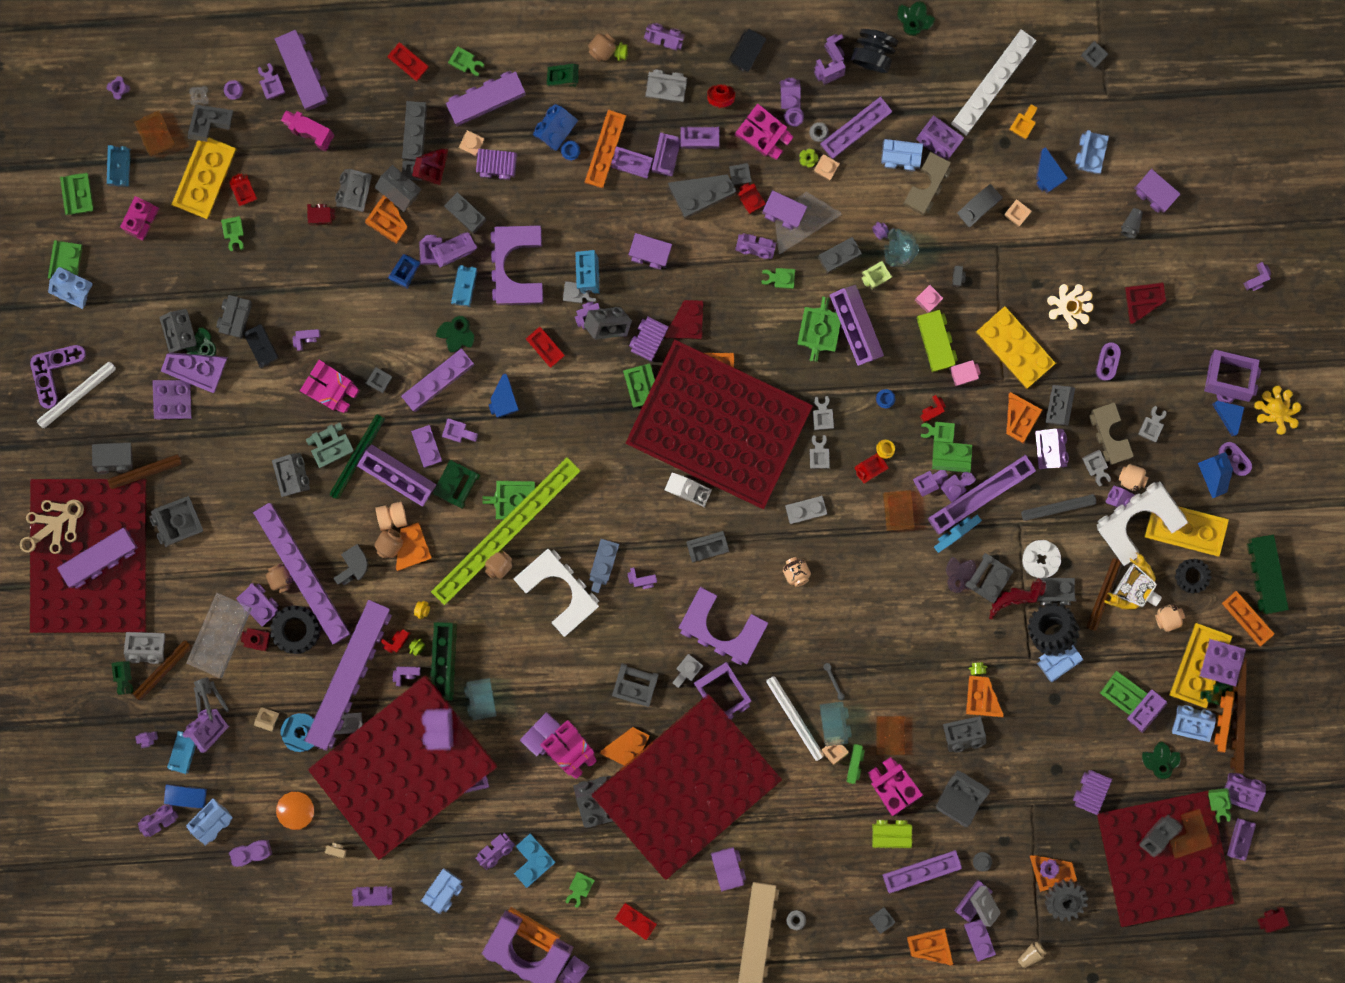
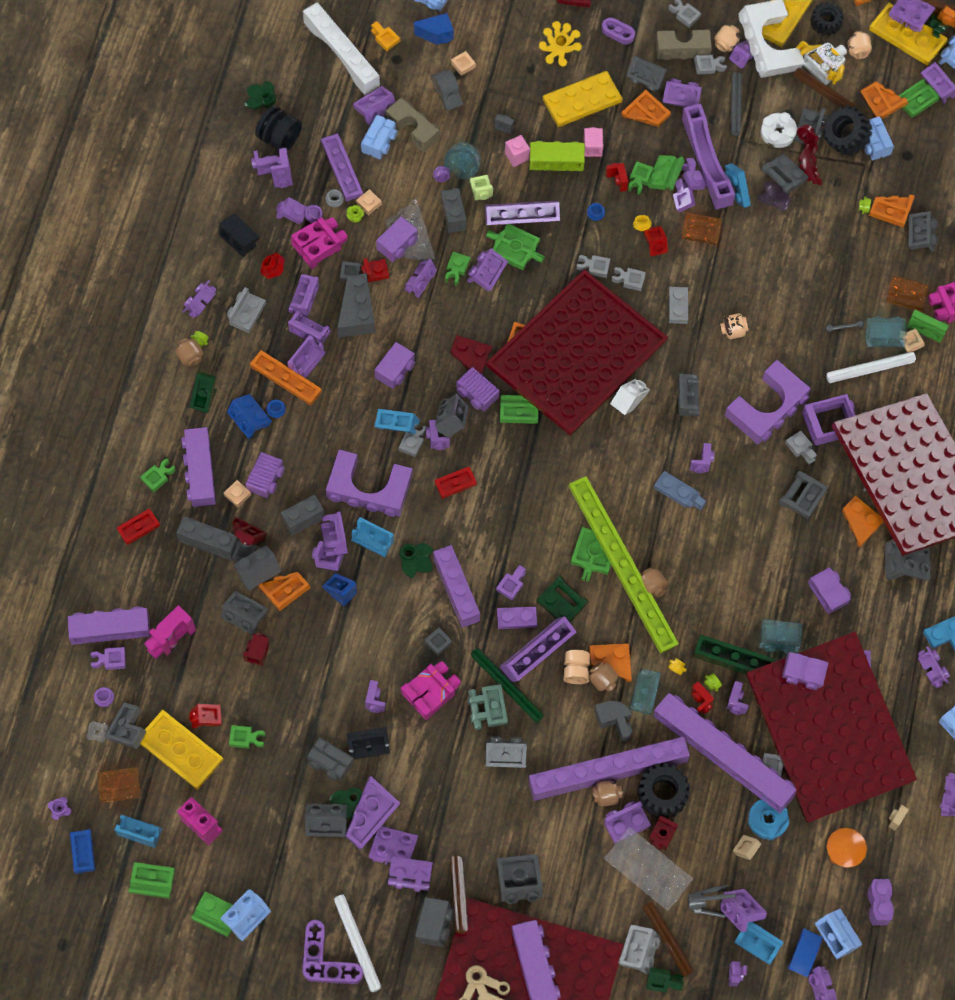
camera: 75 degrees left, 20 degrees down
(84, 123) = (82, 851): none -> blue plate
(148, 422) = (410, 869): none -> medium lavender plate
(388, 587) = (645, 691): none -> clear light blue hinge
(503, 399) = (492, 532): blue slope -> none
(547, 566) = (711, 518): white arch -> none
(574, 754) = (853, 565): dark pink hips -> none
(784, 309) = (487, 269): none -> medium lavender bracket
(1108, 657) = (882, 100): none -> orange wing

